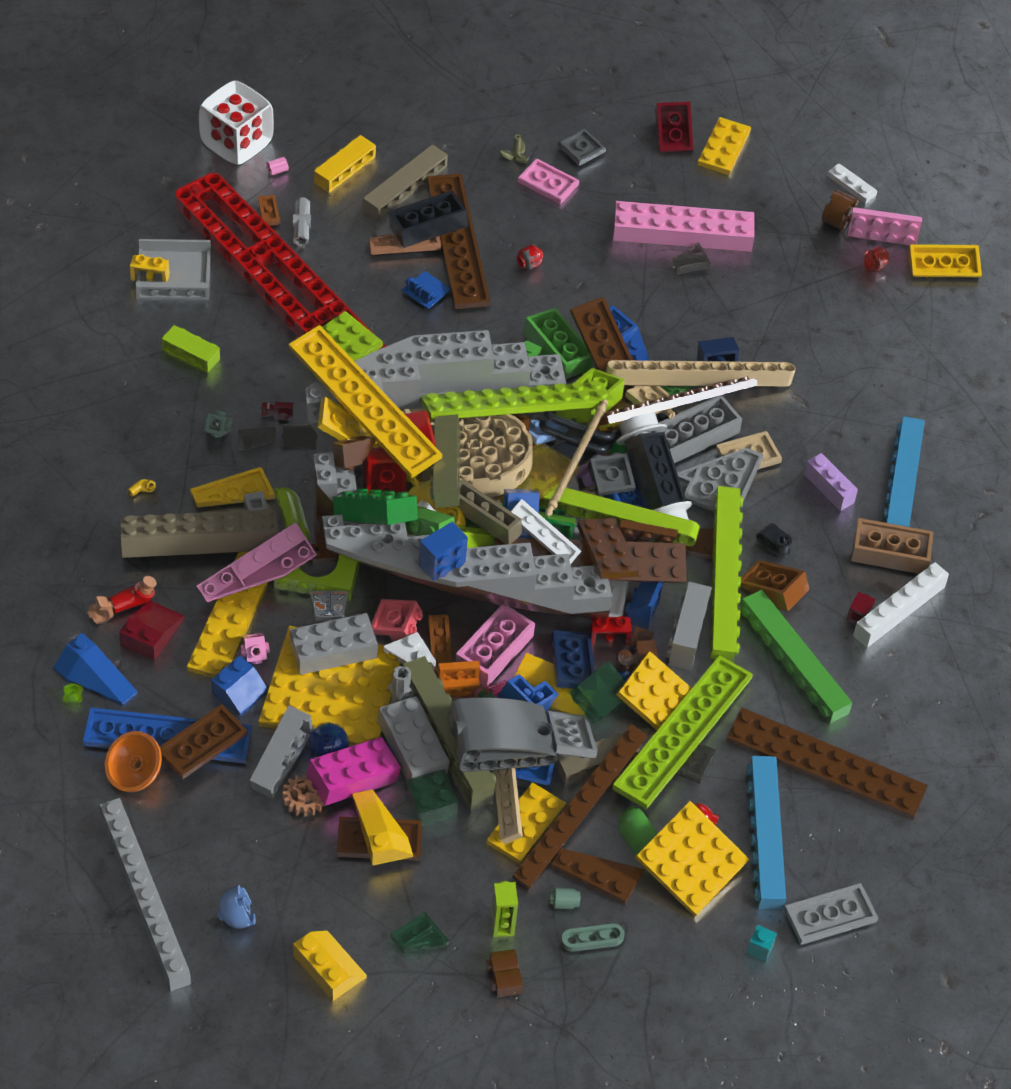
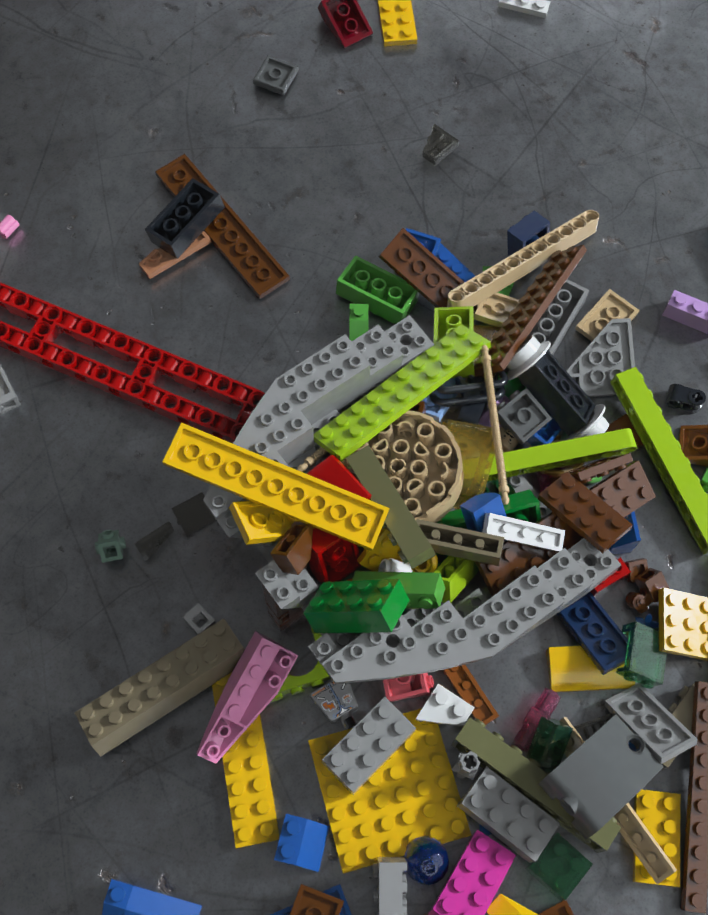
camera: 25 degrees left, 15 degrees up
(128, 598) = (132, 800): piece -> none
(141, 486) = (72, 655): yellow arm -> none
(149, 629) = (174, 821): dark red slope -> none
(190, 348) = (35, 471): lime brick -> none
(232, 489) = (166, 610): yellow wing -> none
(254, 641) = (292, 790): bright pink brick -> none
(269, 209) = (25, 278): dark orange plate -> none
(280, 410) = (161, 497): dark red plate -> none
(291, 509) = (238, 608): lime brick -> none
(301, 222) = (64, 276): light grey piece -> none
(323, 554) = (293, 633): reddish brown plate -> none
(344, 163) = (69, 194): yellow brick -> none
(352, 336) = (182, 392): lime plate -> none
(404, 182) = (137, 187): dark tan brick -> none
(425, 289) = (221, 291): blue hinge -> none
(443, 551) = (470, 636): blue brick -> none
(459, 677) = (508, 715): orange slope -> none
(497, 642) = (516, 669): bright pink brick -> none
(518, 148) = (220, 103): olive plant -> none
(520, 689) = (587, 704): blue brick -> none
(529, 257) = (297, 212): red head -> none
(548, 181) = (265, 123): bright pink tile -> none
(683, 226) = (412, 114): bright pink brick -> none
(688, 626) = (675, 535): light grey brick -> none
(839, 210) = (535, 34): reddish brown brick -> none
(876, 259) = (593, 68): clear red head -> none
(884, 226) = (582, 34): bright pink plate -> none
(944, 260) = (646, 44): yellow slope -> none

